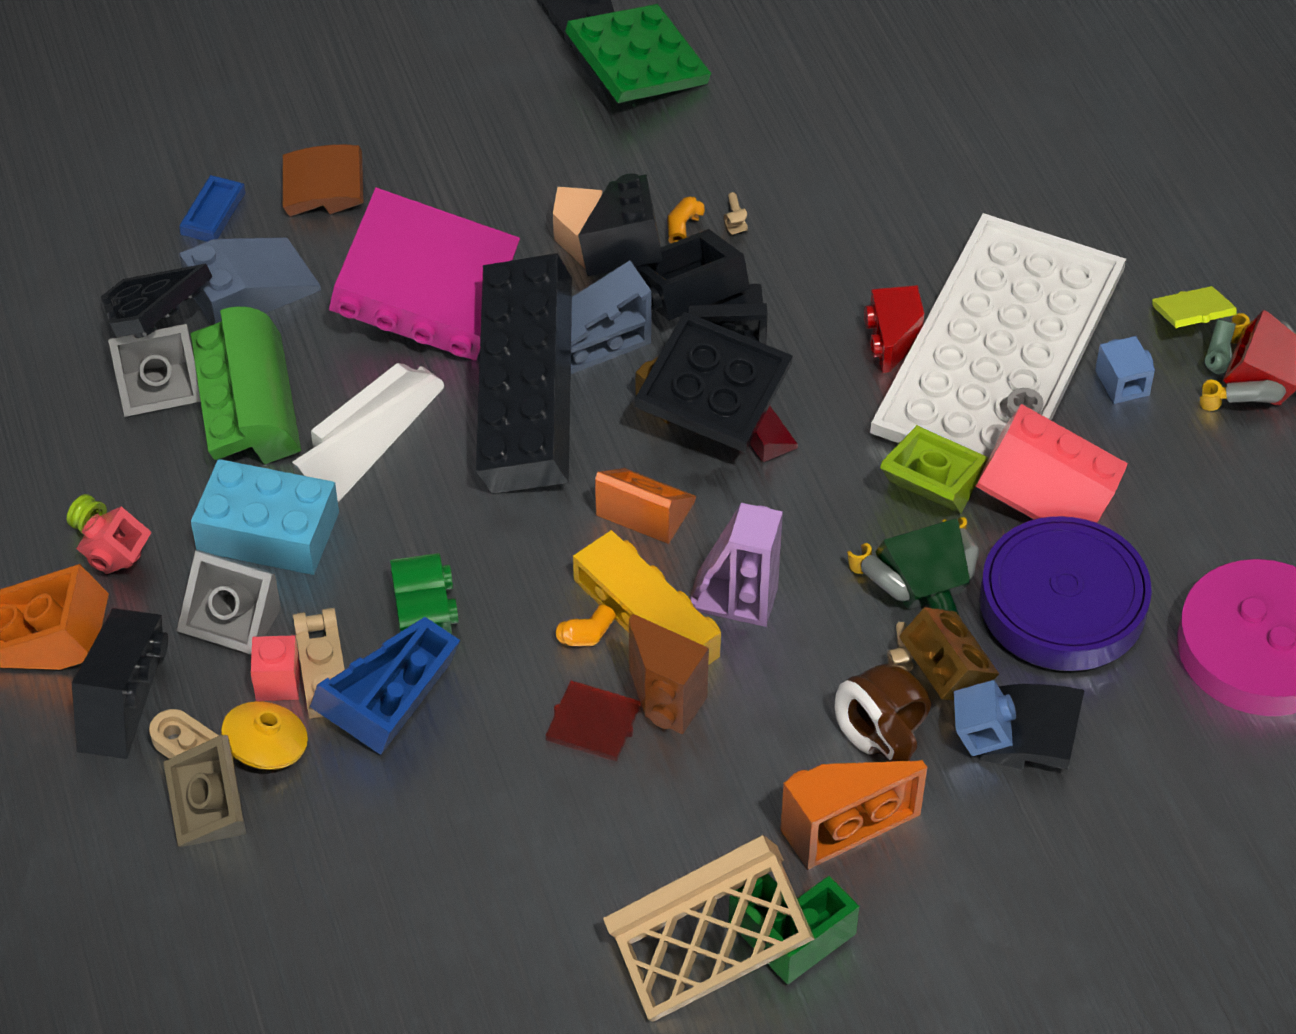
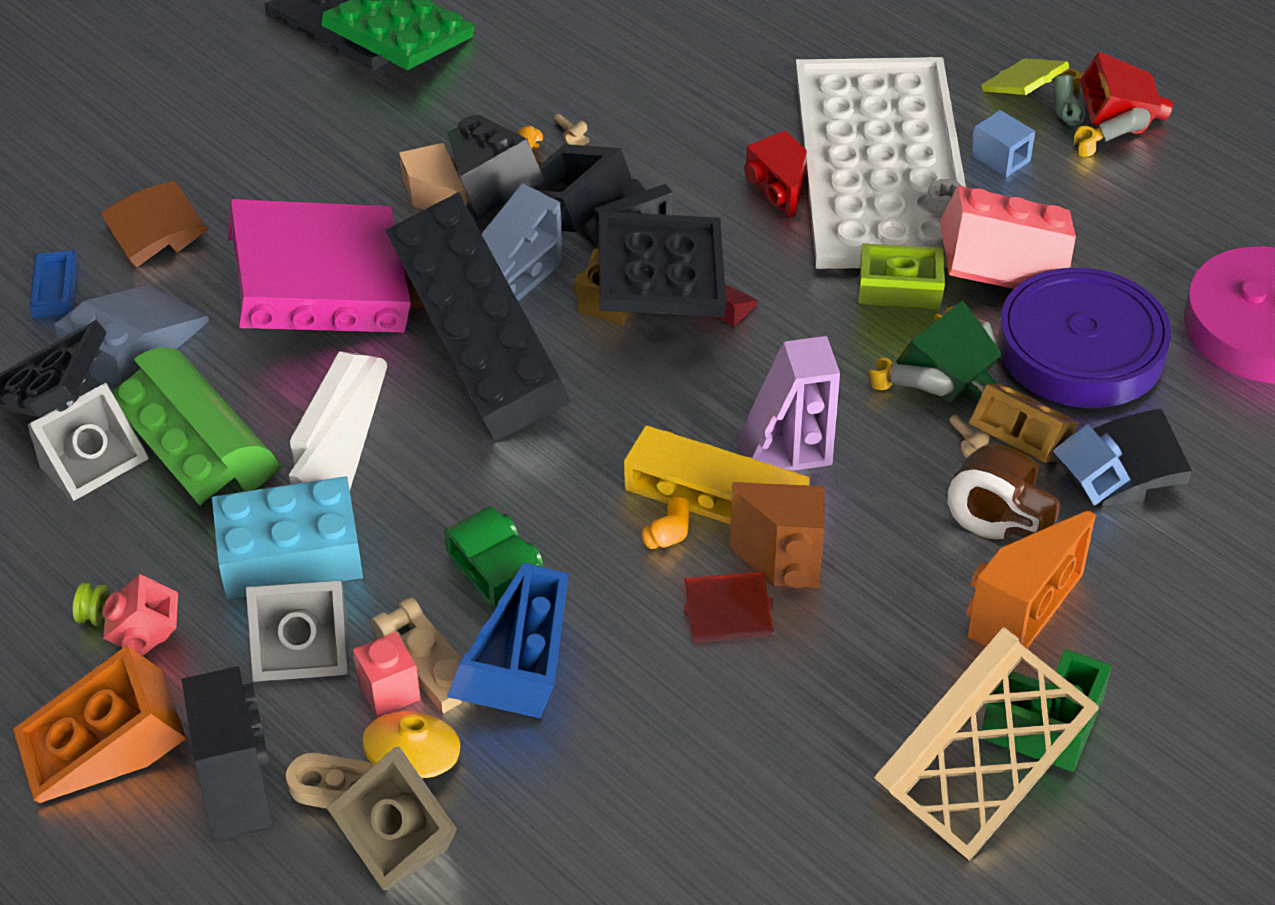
camera: 25 degrees left, 5 degrees down
(641, 503) = (650, 400): orange slope -> none

